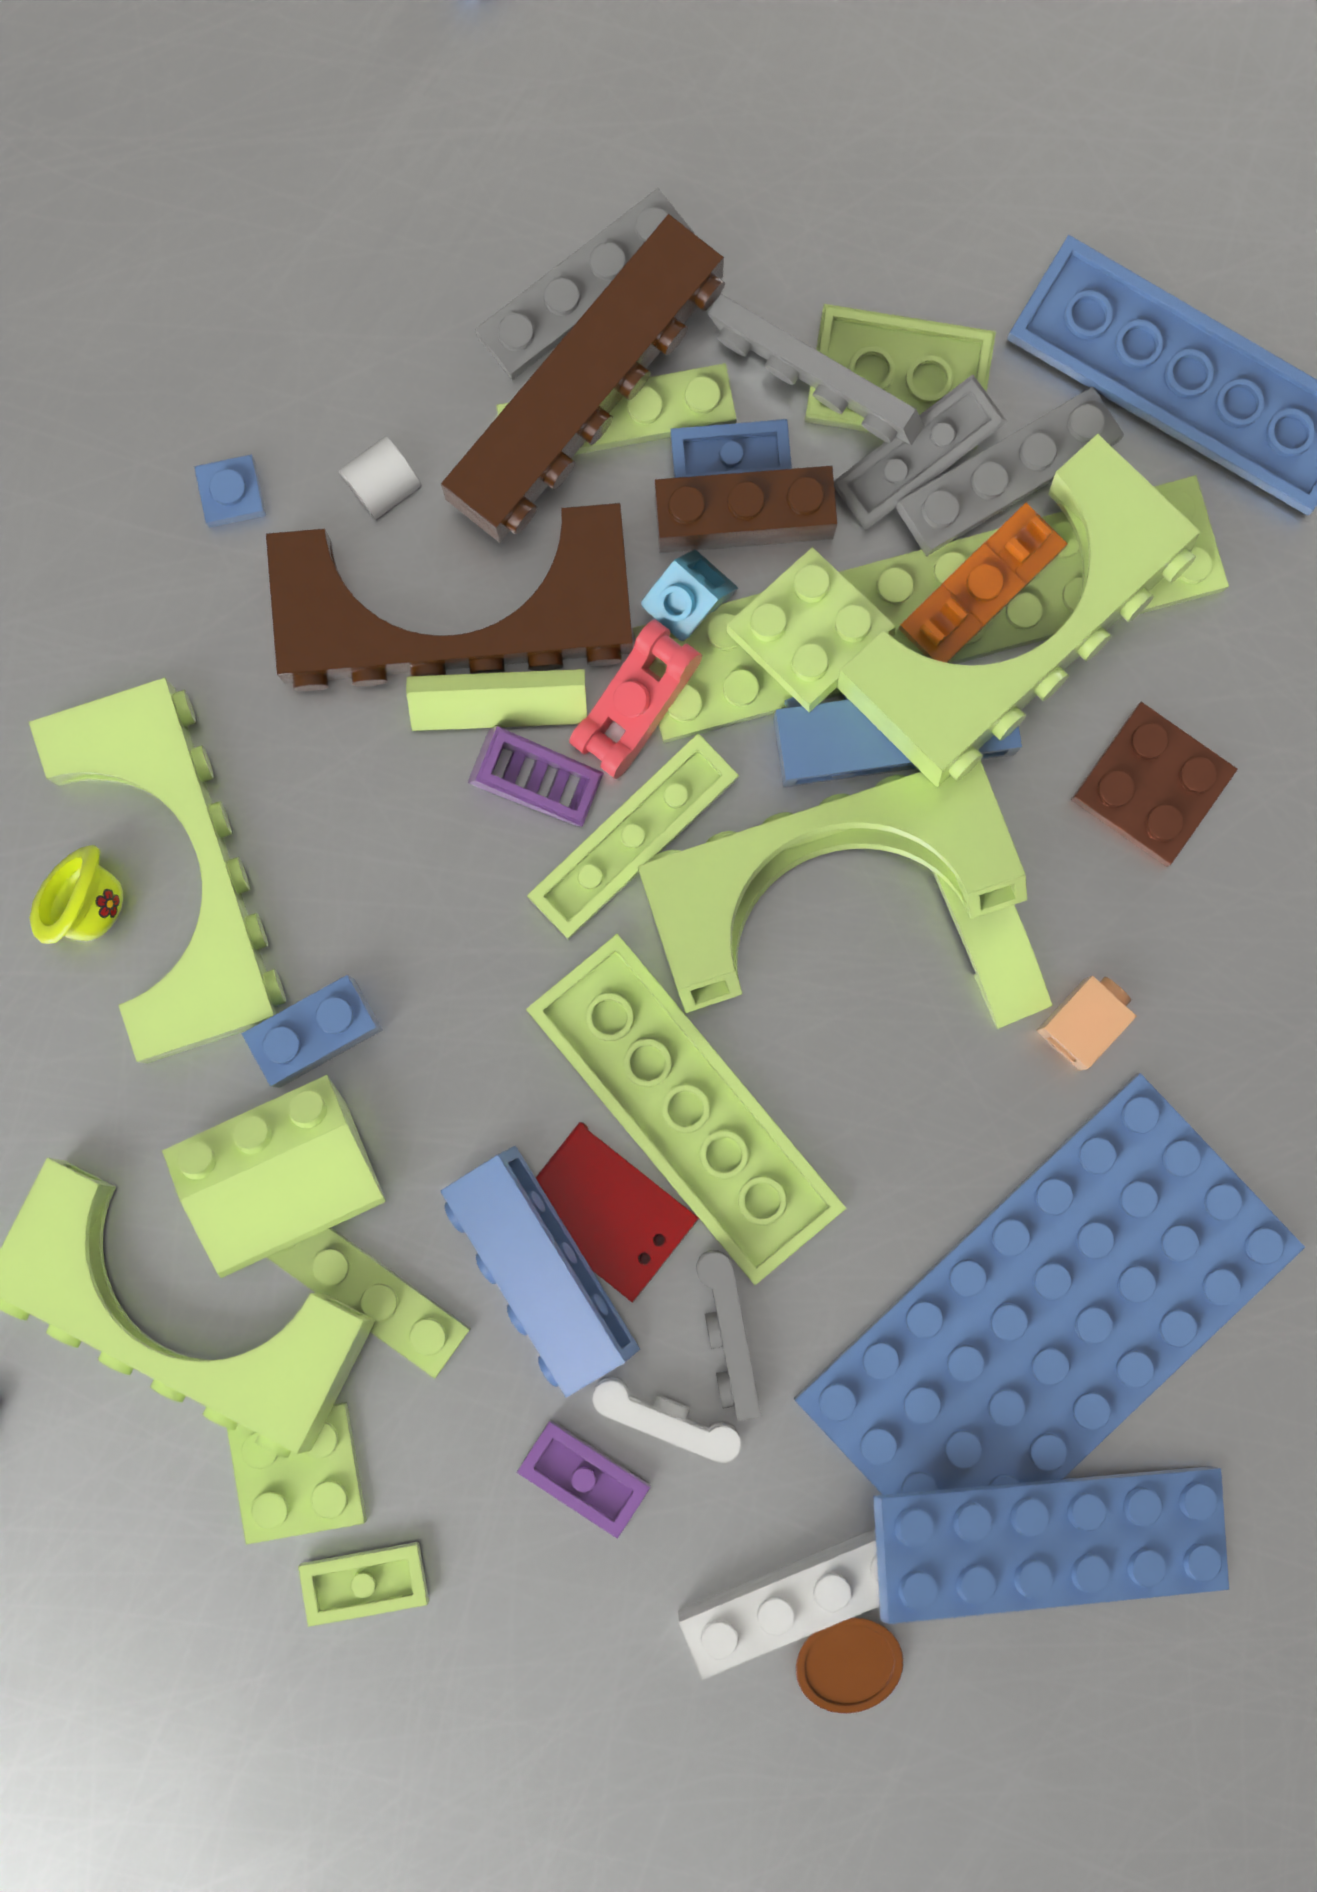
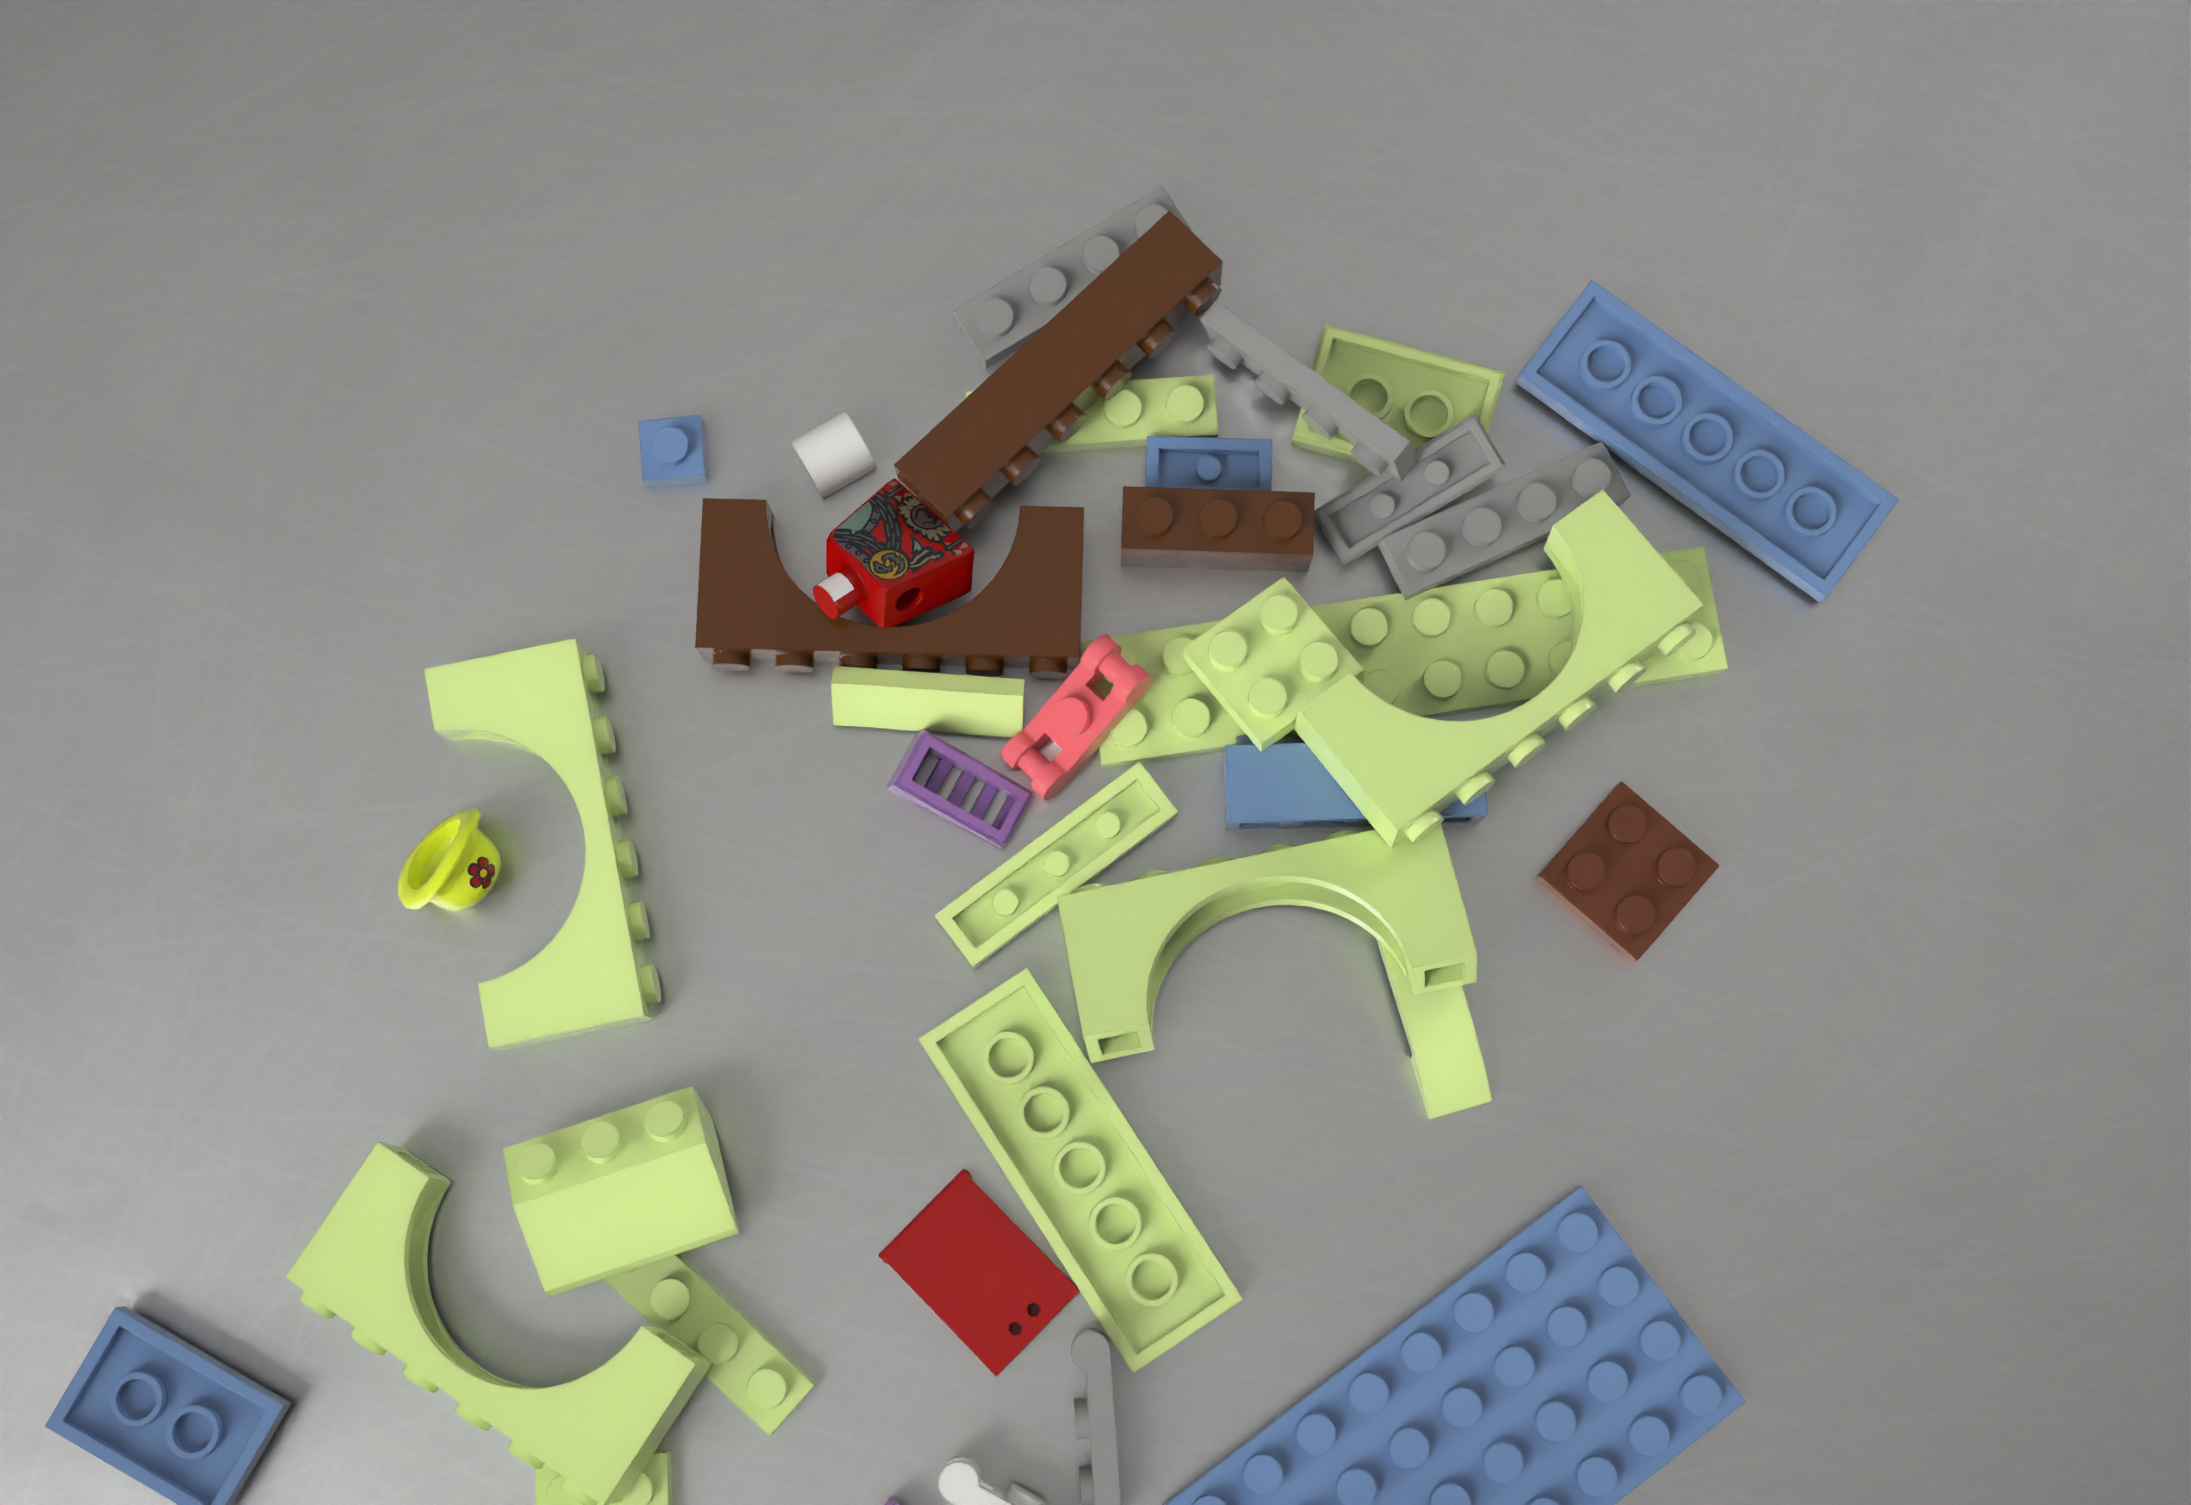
camera: 10 degrees right, 5 degrees down
(312, 1032) = (683, 1037): medium blue brick -> none
(450, 572) = (893, 560): none -> torso
(539, 1272) = (898, 1331): medium blue brick -> none
(687, 594) = (1145, 611): medium azure bracket -> none
(983, 585) = (1463, 637): orange plate -> none
(1088, 1021) = (1530, 1122): light nougat brick -> none

